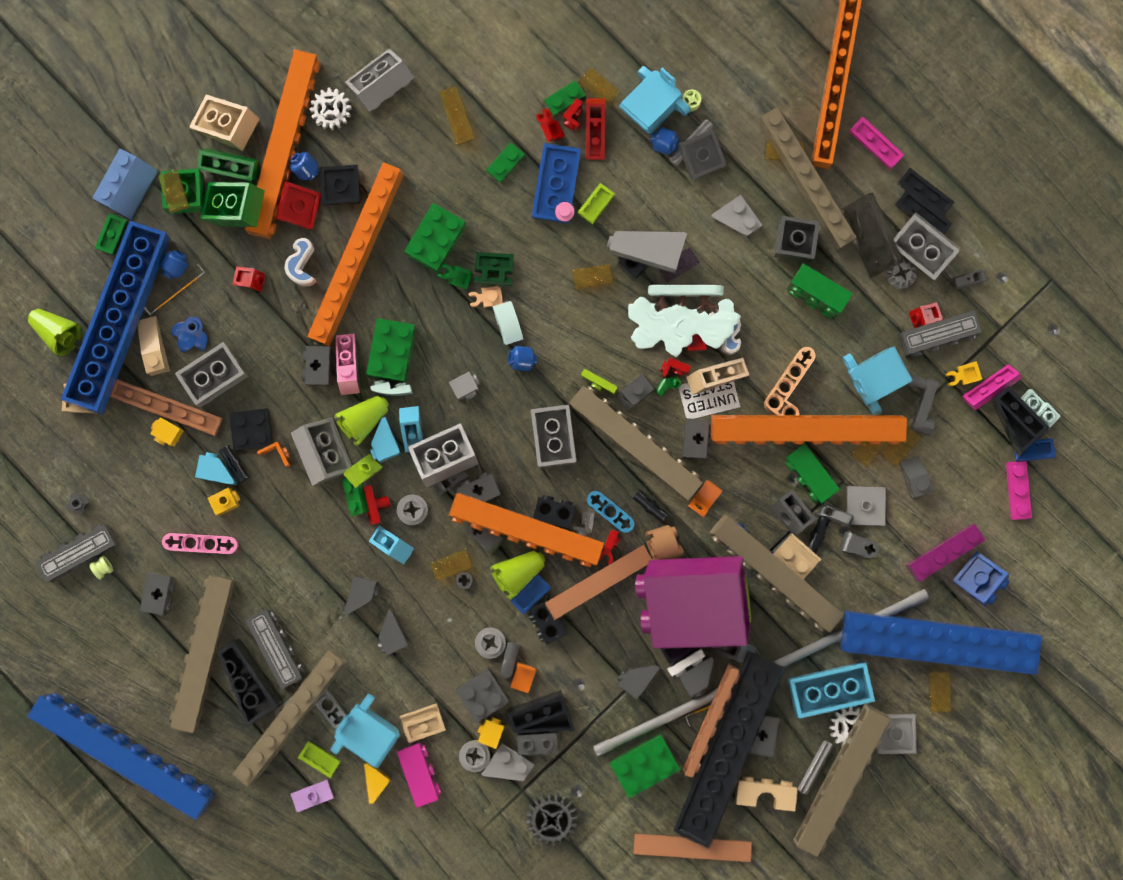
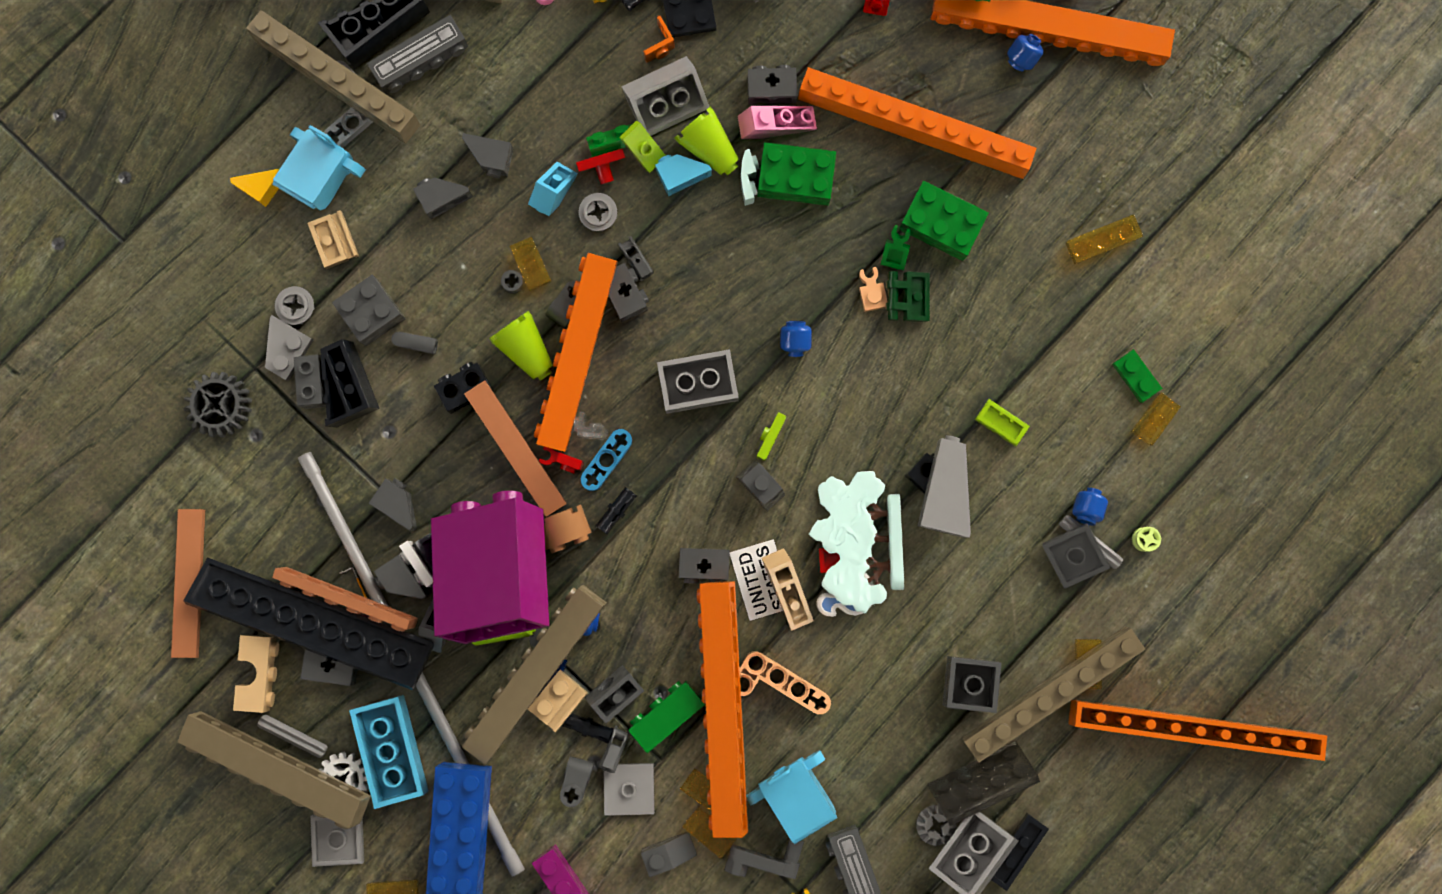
camera: 85 degrees right, 0 degrees up
(297, 261) = (902, 51): white animal -> none
(298, 205) = (974, 48): red tile -> none
(312, 795) = (241, 111): lavender plate -> none
(319, 759) = (285, 116): lime plate -> none
(326, 114) = (1092, 74): white gear -> none
(340, 185) = (1004, 99): black plate -> none
(379, 80) = (1142, 140): light grey slope -> none
(410, 426) = (699, 204): medium azure slope -> none
(419, 774) = (269, 238): dark pink brick -> none
(443, 455) = (666, 244): light grey brick -> none
(465, 386) = (756, 268): light grey brick -> none
(490, 732) = (323, 323): yellow brick -> none
(491, 652) = (434, 306): light grey gear -> none
(505, 162) = (1047, 305): green plate -> none
(508, 322) = (841, 318): light aqua slope -> none
(523, 677) = (393, 361): orange bracket -> none
(530, 594) = (497, 364): blue plate -> none
(550, 127) = (1097, 359): red plate -> none
(553, 518) = (594, 388): black brick -> none
(555, 180) = (1025, 370): blue plate -> none
(564, 211) = (988, 381): bright pink plate -> none
(573, 111) = (1119, 386): red bracket -> none
(592, 276) = (907, 422): clear yellow plate -> none
(595, 128) = (1100, 416): red slope -> none
(635, 443) = (694, 487): dark tan brick -> none
(644, 765) = (287, 517): green brick -> none
(654, 99) = (1142, 488): medium azure piece -> none
(668, 383) = (774, 524): green arm -> none
(678, 367) = (794, 537): red bracket -> none
(686, 262) = (933, 541): plate -> none
(705, 497) = (628, 579): orange bracket -> none
(738, 217) = (997, 607): light grey wing -> none
(819, 292) = (903, 716): green brick -> none
(876, 143) = (1107, 785): dark pink plate -> none
(925, 315) = (882, 859): red bracket -> none
(926, 191) = (1046, 854): black plate -> none

